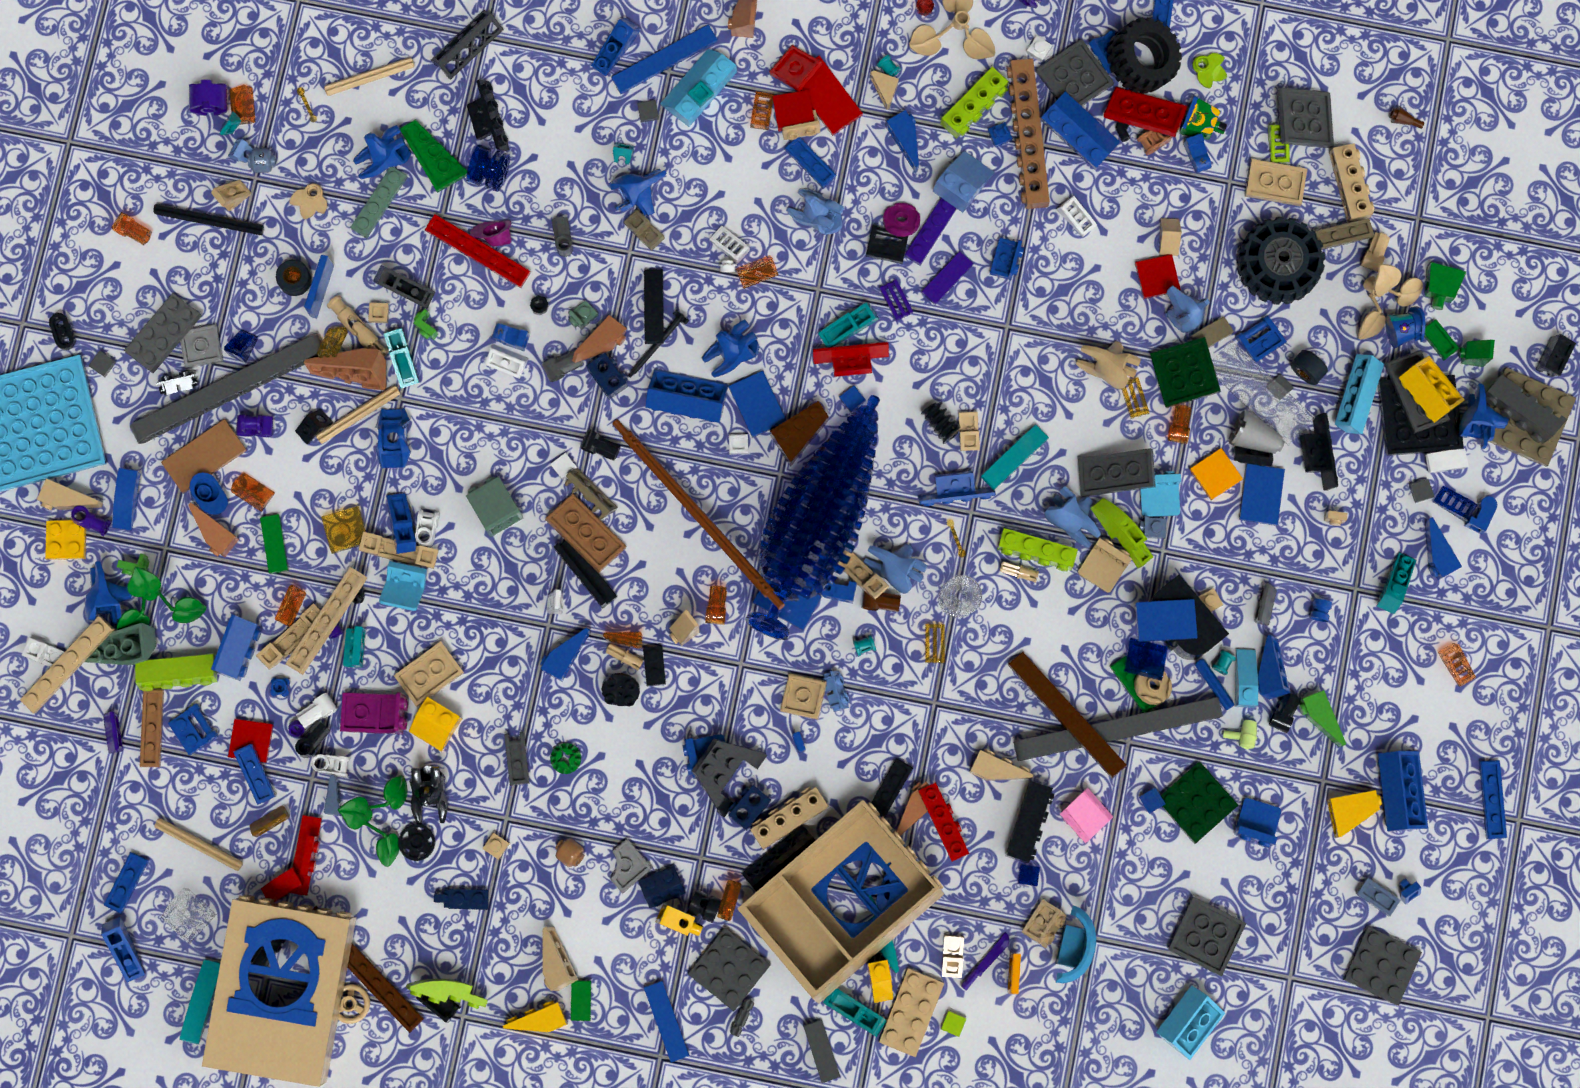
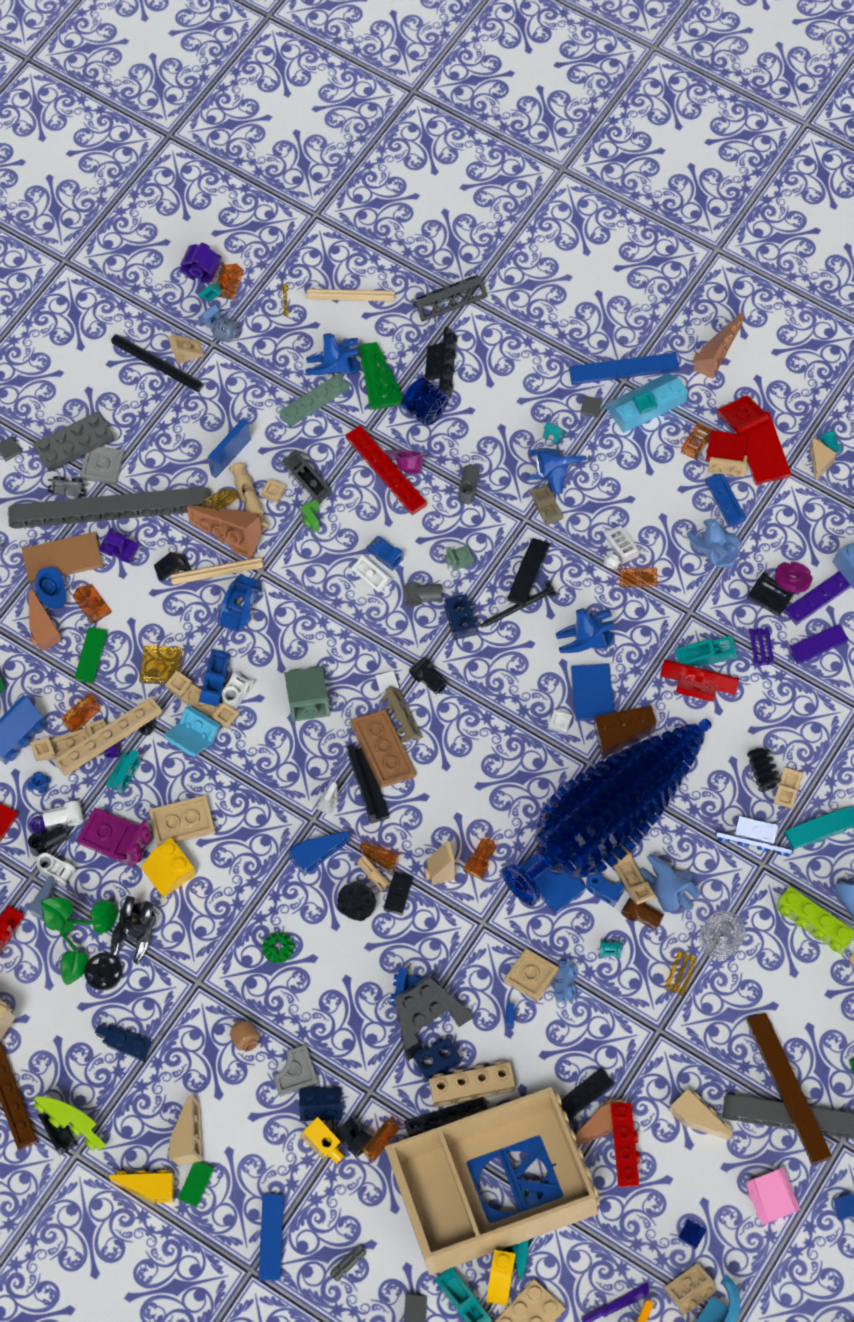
camera: 25 degrees right, 15 degrees down
(128, 227) = (83, 344): clear orange piece -> none
(241, 345) = (137, 476): clear blue slope -> none
(287, 275) = (209, 433): black wheel -> none
(308, 203) = (250, 379): tan plate -> none
(401, 357) = (277, 535): teal slope -> none
(496, 846) = (177, 1004): tan plate -> none
(517, 760) = (230, 931): dark grey hinge -> none
(539, 305) = (422, 535): black tile -> none
(603, 339) = (470, 581): nougat slope -> none
(616, 45) = (584, 341): blue slope -> none
(686, 395) = (527, 660): blue slope -> none
(698, 514) = (496, 766): dark orange axle -> none
(729, 969) = (354, 1210): dark grey plate -> none
(852, 399) = (684, 717): blue tile -> none
(903, 132) = (823, 502): blue slope -> none
(952, 956) = (584, 1285): slope -> none
(961, 553) = (739, 899): clear yellow hinge -> none
(1019, 571) = (789, 935): tan axle -> none
(1029, 821) = (711, 1180): black brick -> none

